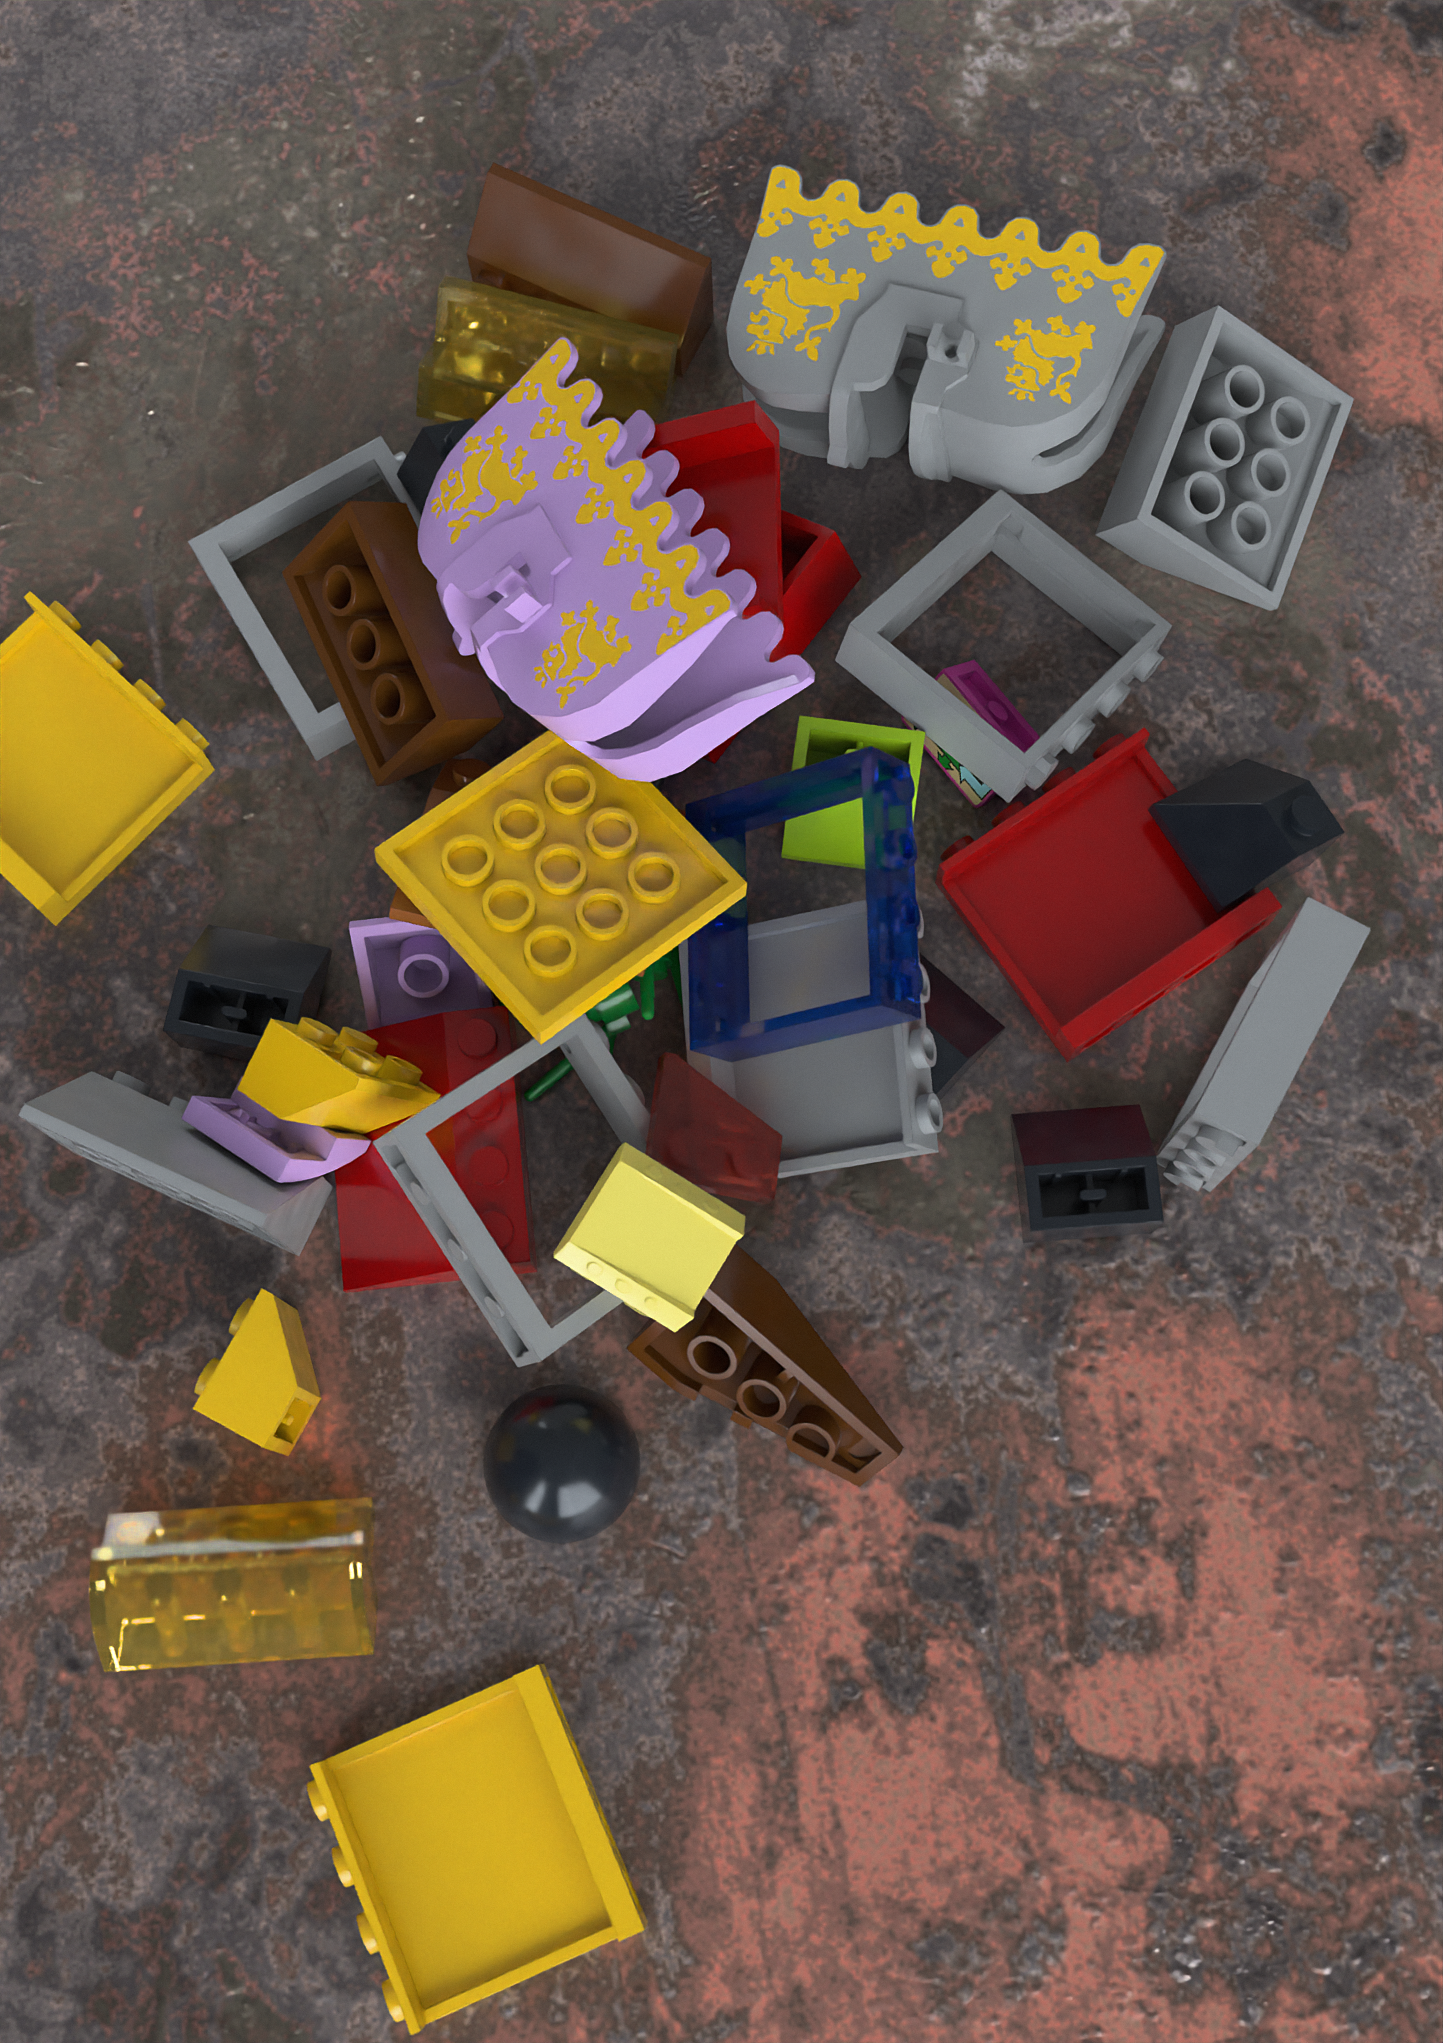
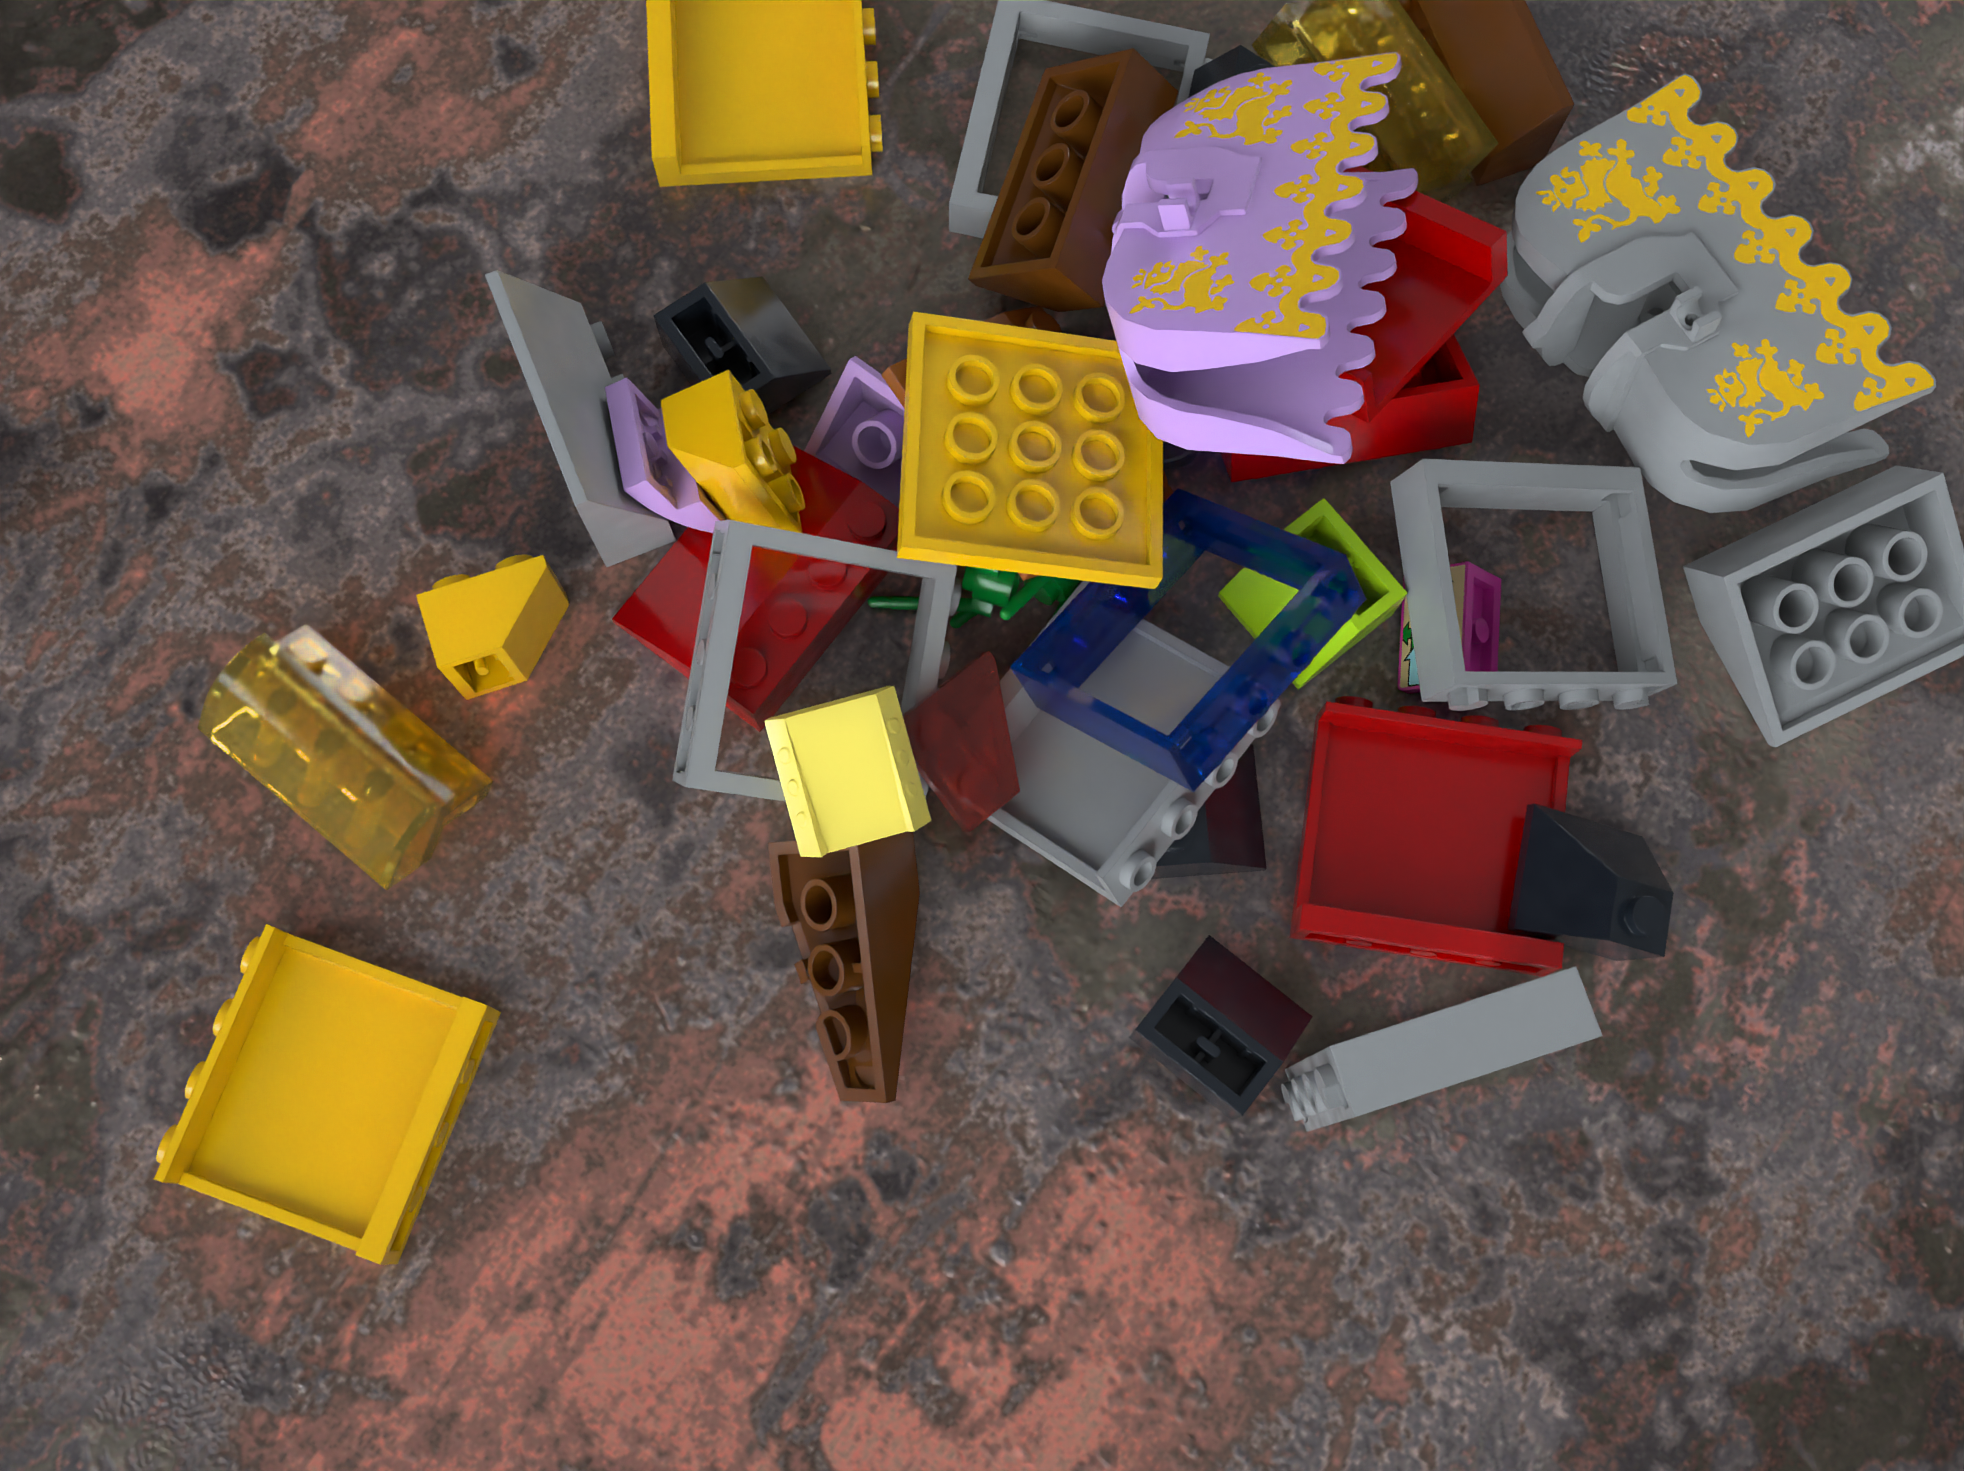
camera: 35 degrees right, 0 degrees up
(561, 1463) = (647, 883): black piece -> none

